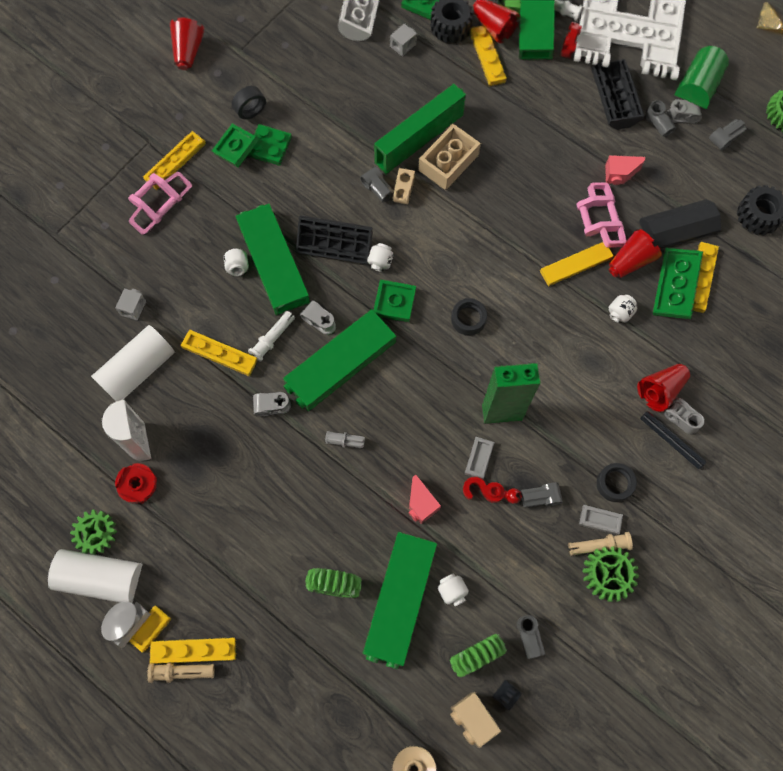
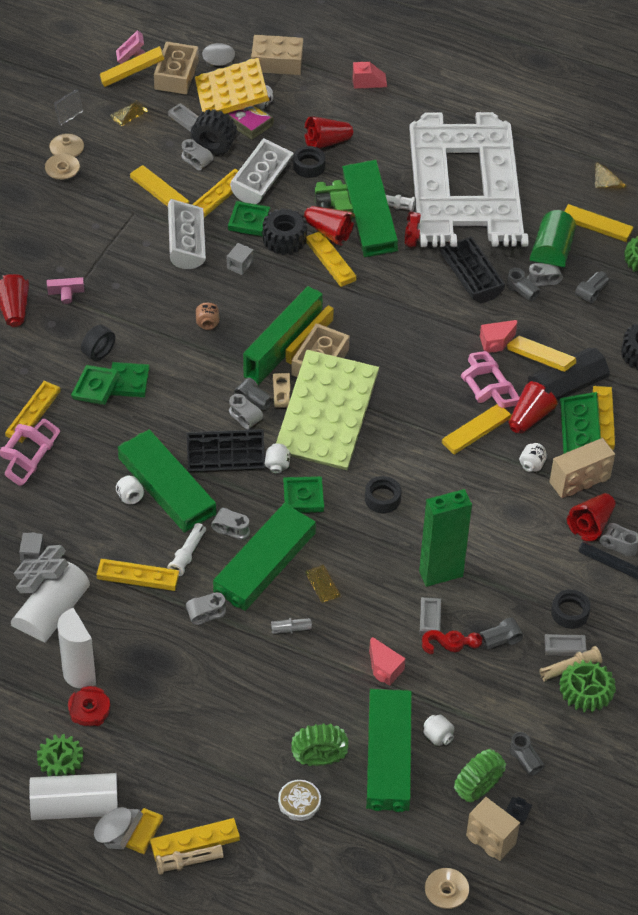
camera: 15 degrees left, 20 degrees down
(129, 331) = (47, 566): none -> light grey plate
(237, 39) = (65, 288): none -> bright pink tile
(301, 631) = (299, 800): none -> tile
(356, 93) = (207, 316): none -> nougat head
(363, 200) = (244, 411): none -> light grey piece
(387, 398) = (322, 583): none -> clear yellow slope
(439, 216) = (327, 409): none -> yellowish green plate
(460, 121) = (323, 319): none -> yellow tile
(660, 198) = (541, 353): none -> yellow tile
(667, 332) = (582, 468): none -> tan brick
(751, 66) = (600, 223): none -> yellow tile

